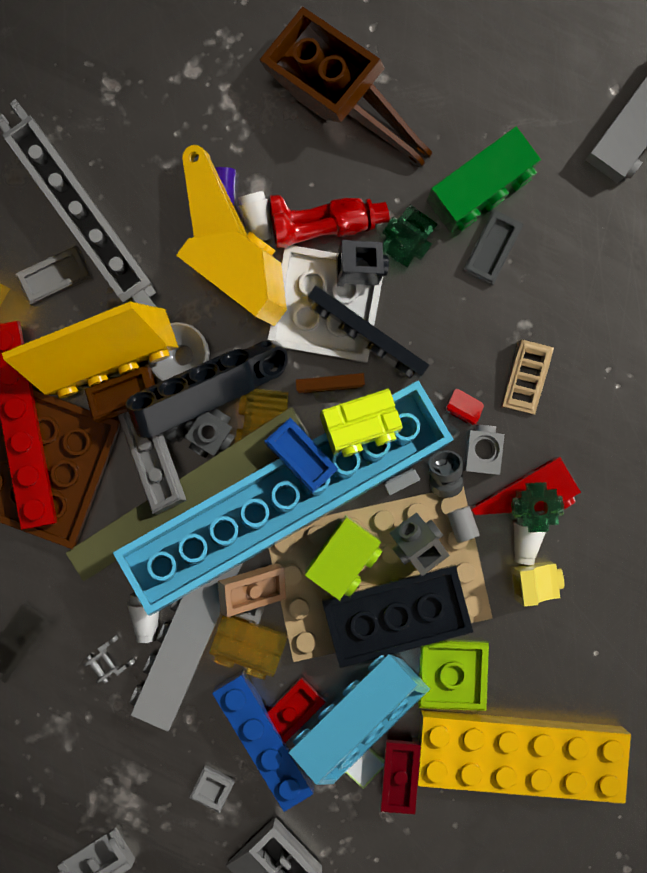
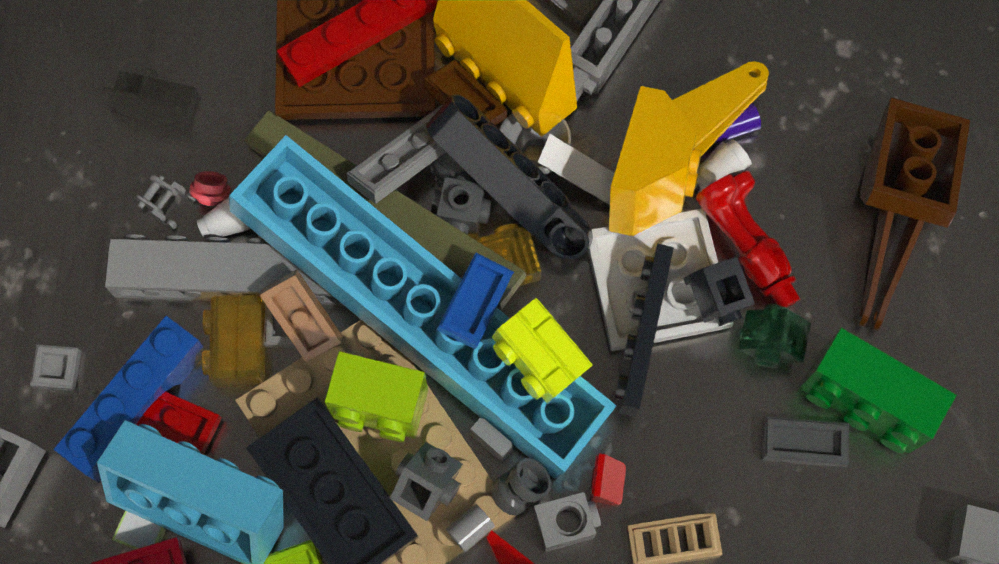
camera: 70 degrees right, 15 degrees down
(114, 622) = (209, 188): none -> coral plate
(217, 328) = (577, 168): none -> white sticker
(330, 383) = (570, 315): reddish brown tile -> none

